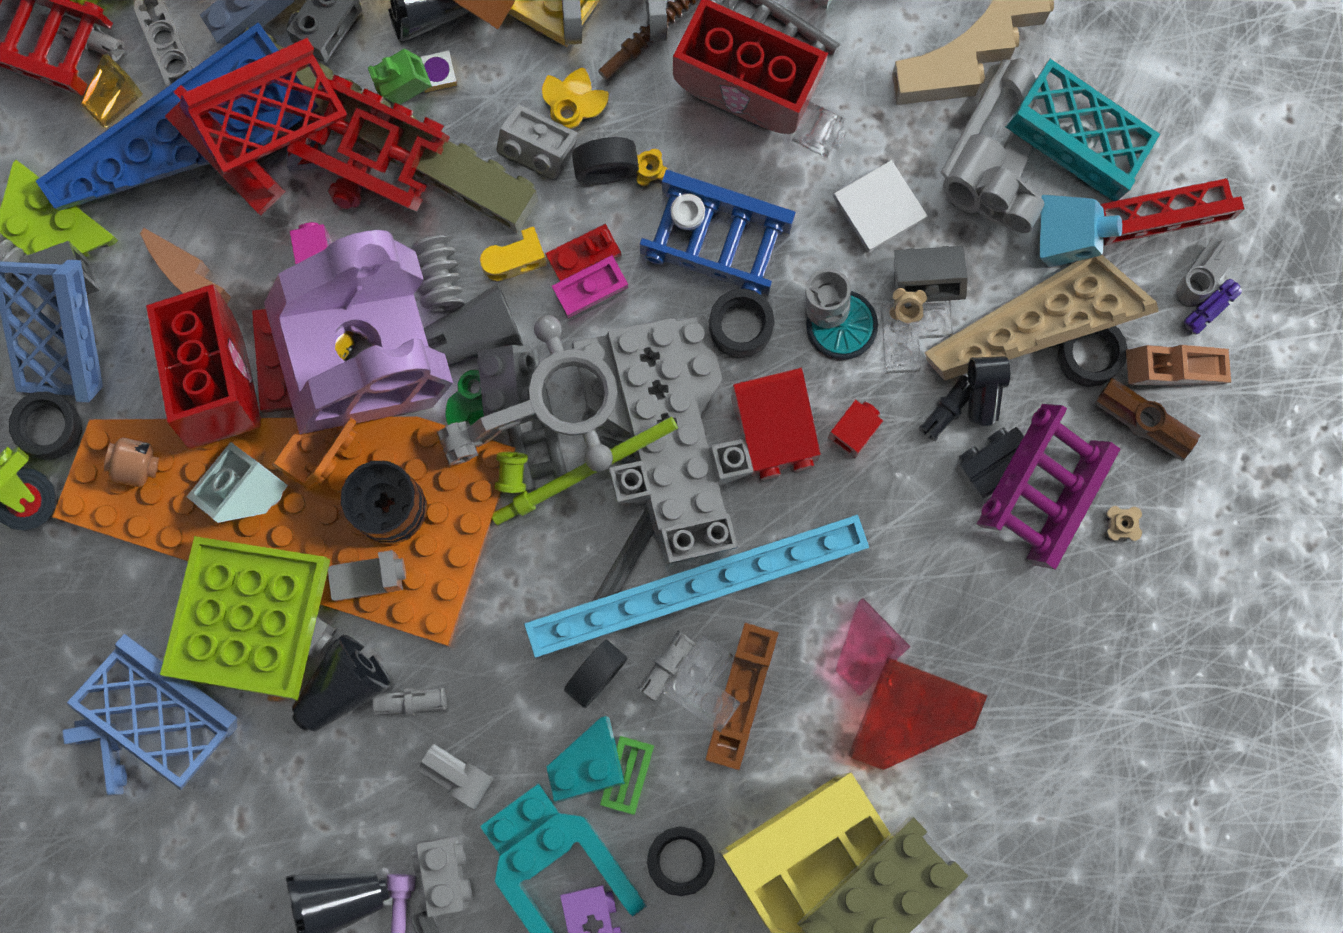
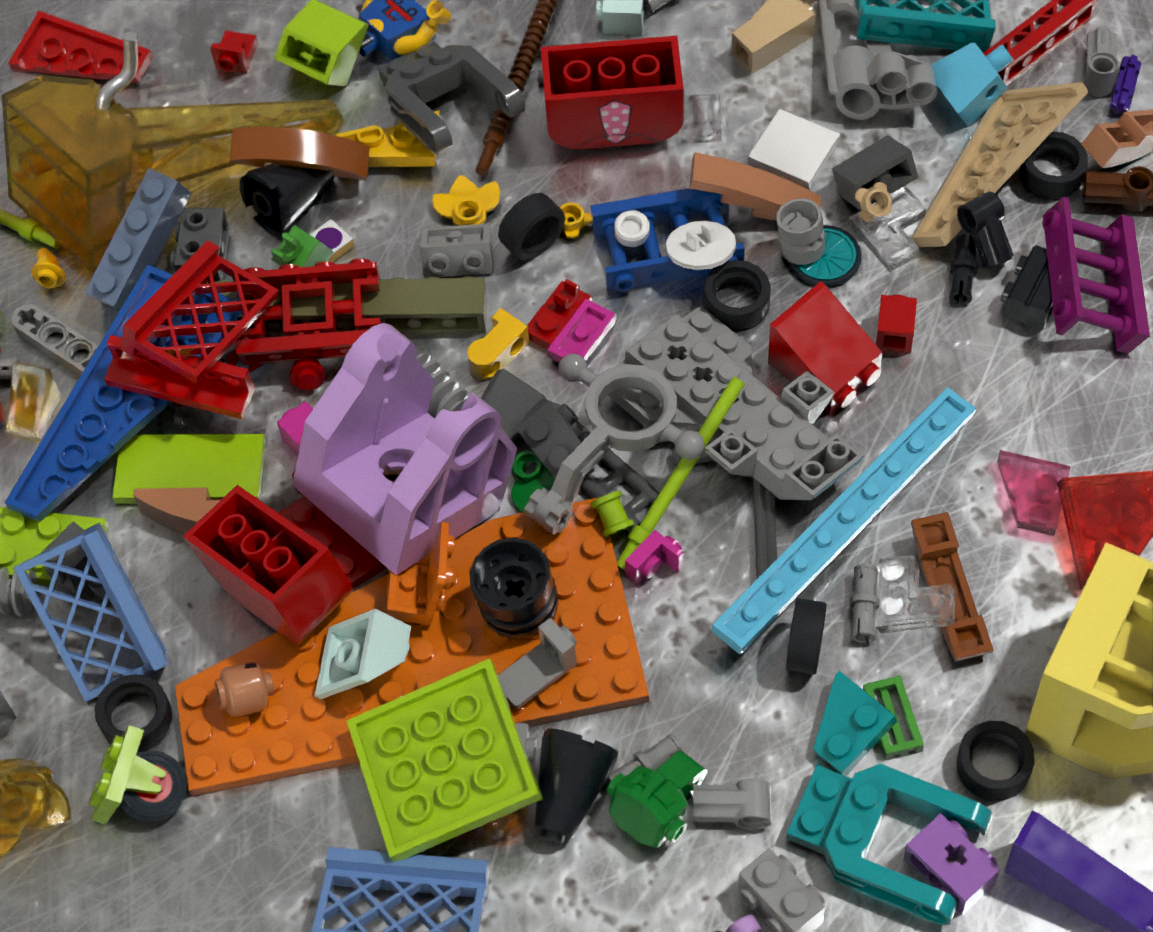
camera: 25 degrees left, 20 degrees down
(207, 227) = (190, 462): none -> lime tile
(389, 742) = (652, 801): none -> green piece
(515, 527) = (649, 557): none -> dark pink bracket
(734, 263) = (701, 245): none -> white piece
(813, 233) = (745, 185): none -> nougat slope

